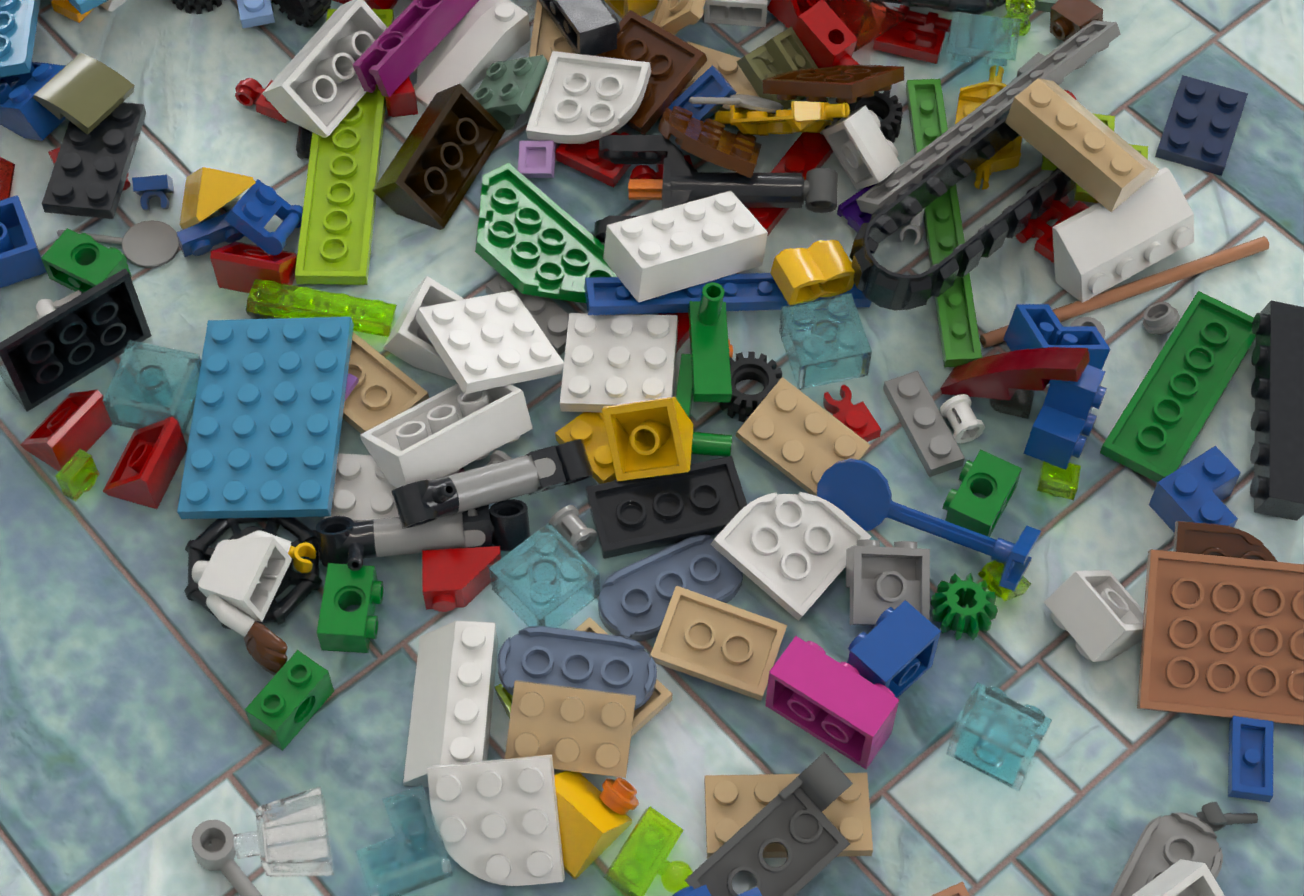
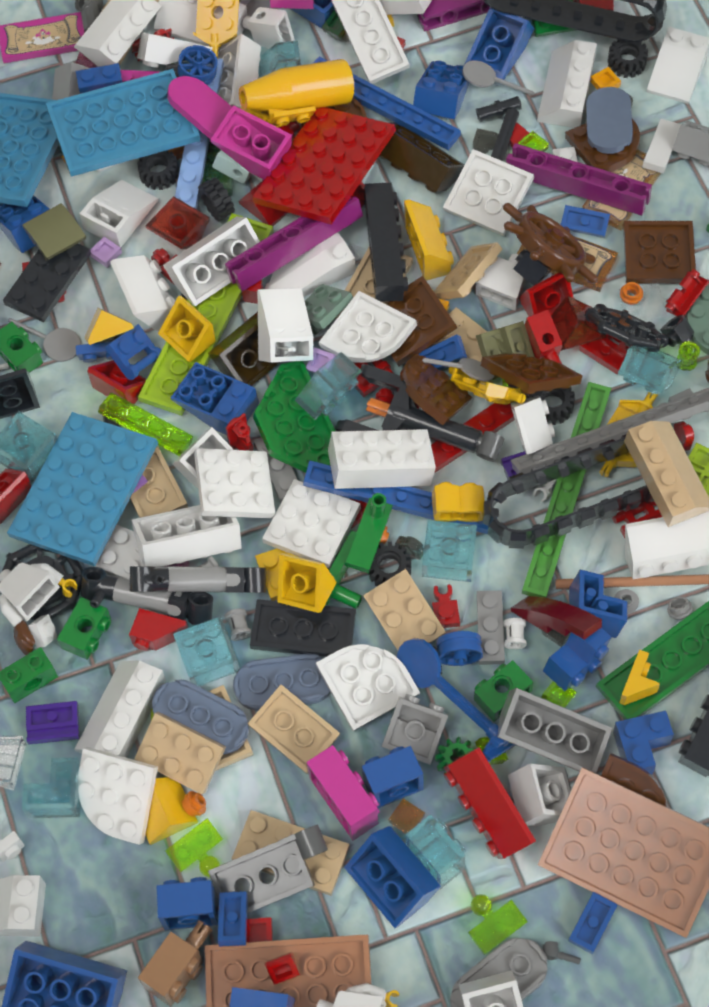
camera: 25 degrees right, 5 degrees up
(153, 186) = (75, 307): blue tile -> none
(162, 52) = (117, 212): none -> white slope
(166, 106) = (105, 251): none -> lavender plate
(251, 134) = (144, 289): none -> white slope
(260, 38) = (179, 223): none -> clear red slope
(290, 628) = (43, 631): none -> white plate
(333, 164) = (187, 330): none -> yellow slope
(355, 755) = (52, 722): none -> dark purple plate
(410, 244) = (215, 397): none -> blue slope
(468, 274) = (238, 434): none -> red hinge
(470, 122) = (283, 326): none -> white slope
(568, 178) = (329, 386): none -> clear light blue brick
(772, 346) = (413, 546): none -> clear smoke tile
(903, 456) = (459, 648): none -> blue wheel
(928, 709) = (406, 816): none -> clear orange plate
(948, 795) = (392, 876): none -> blue slope
(1045, 643) = (488, 804): none -> red slope
(1081, 518) = (552, 731): none -> light grey slope
(1122, 809) = (496, 925): none -> clear neon green plate
(1159, 424) = (637, 684): none -> yellow slope

